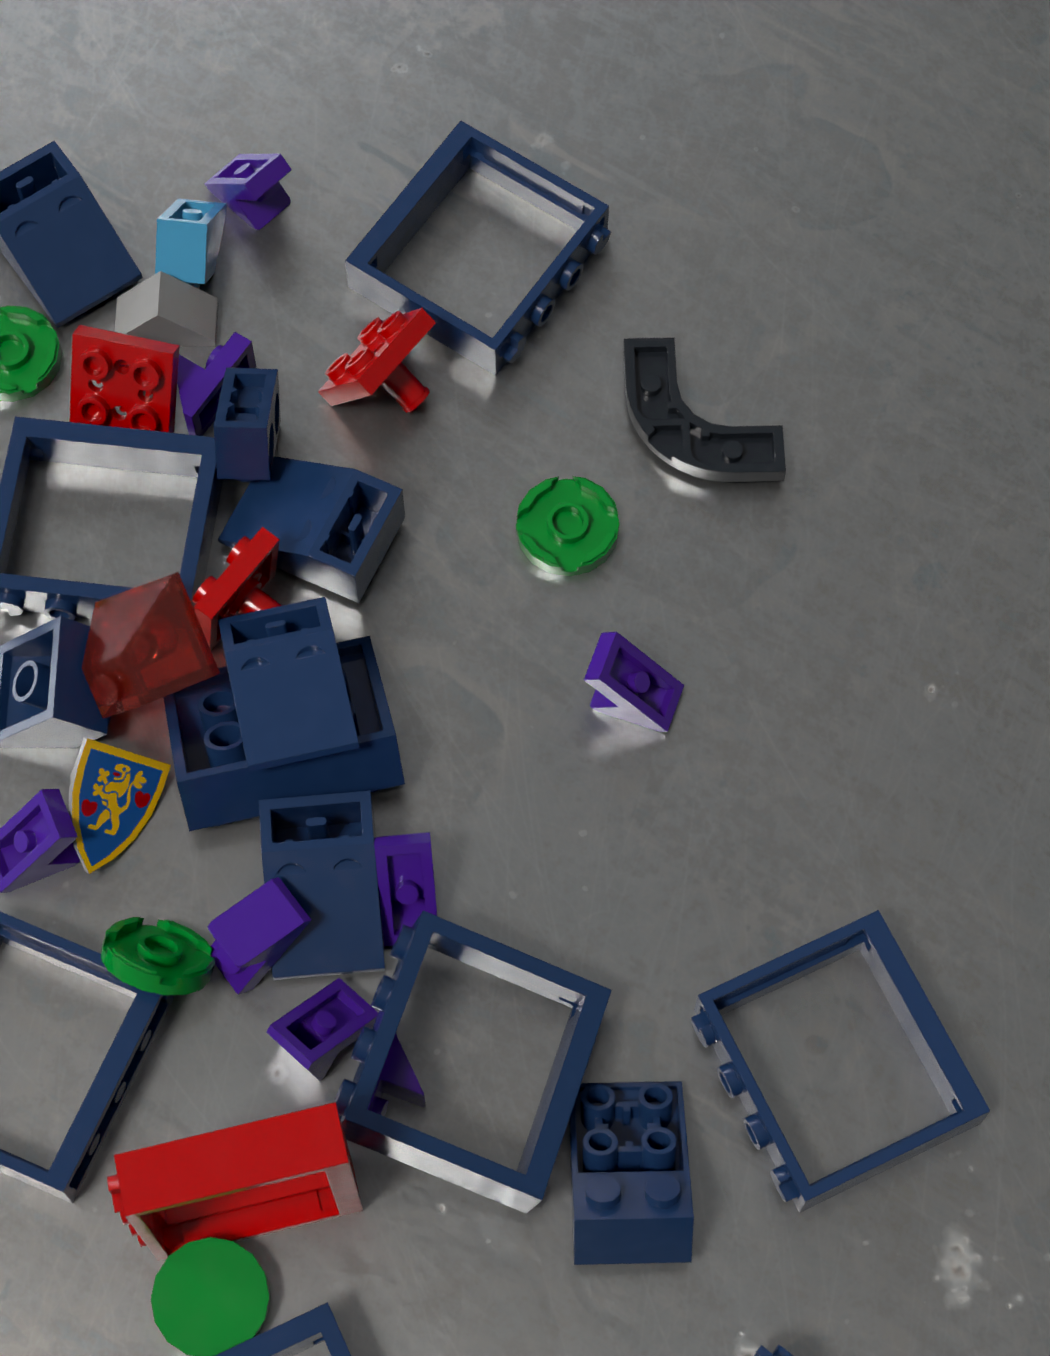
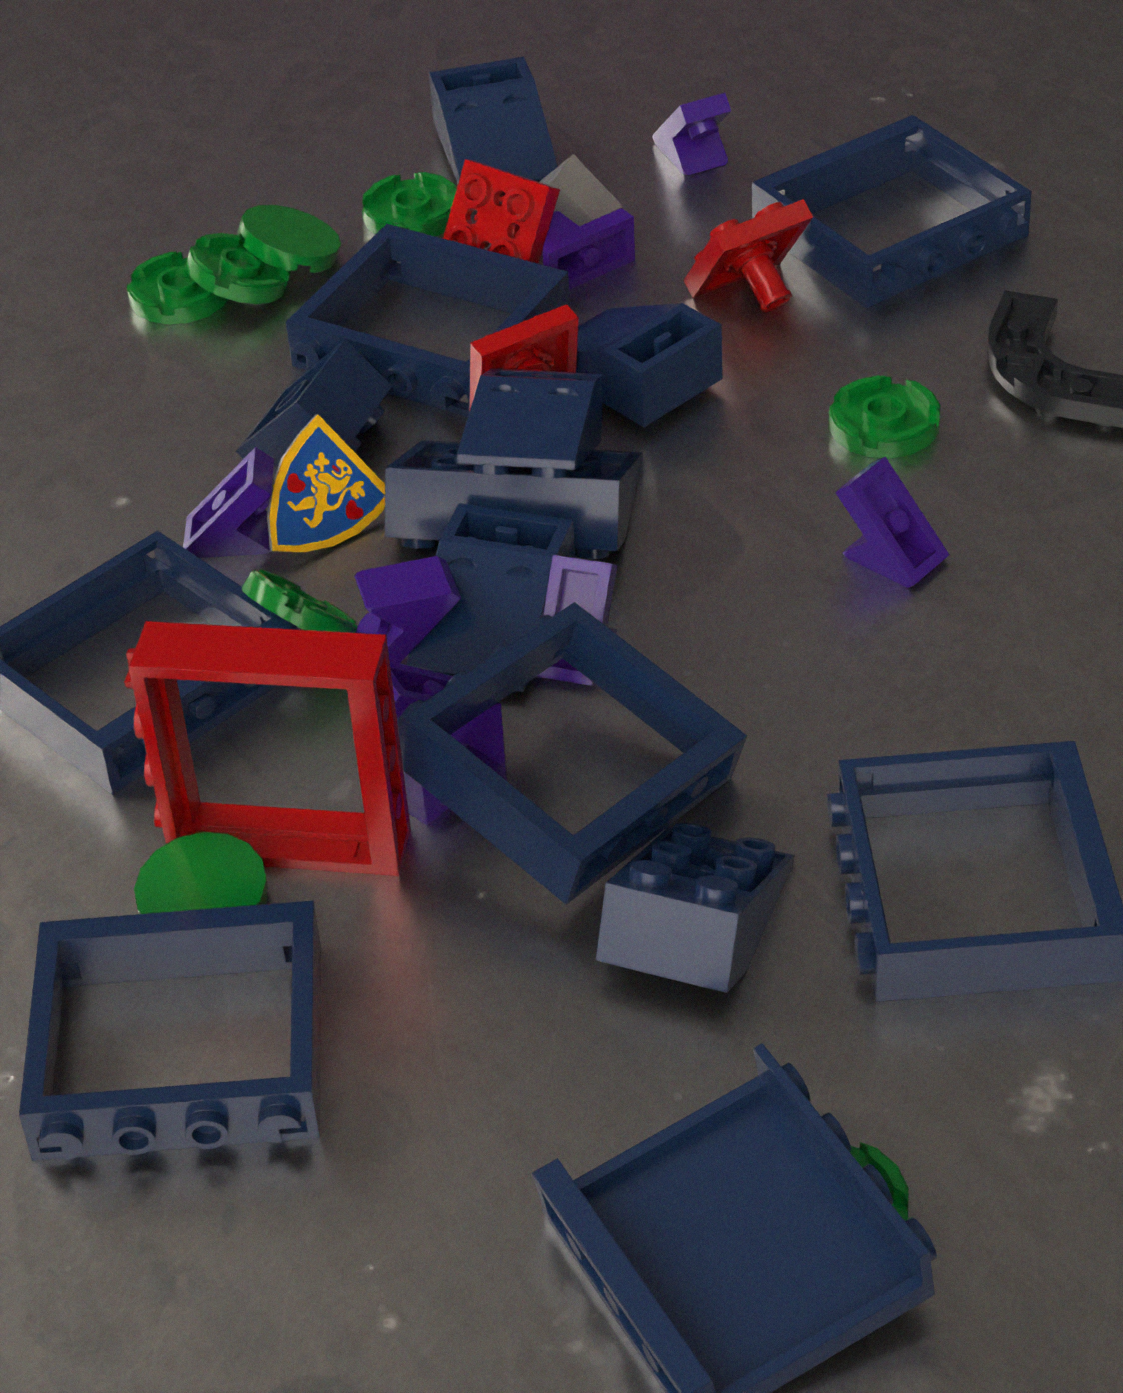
camera: 25 degrees right, 25 degrees down
(145, 646) = (413, 387): clear red slope -> none
(190, 240) = (617, 153): dark azure slope -> none
(247, 424) = (597, 266): dark blue brick -> none

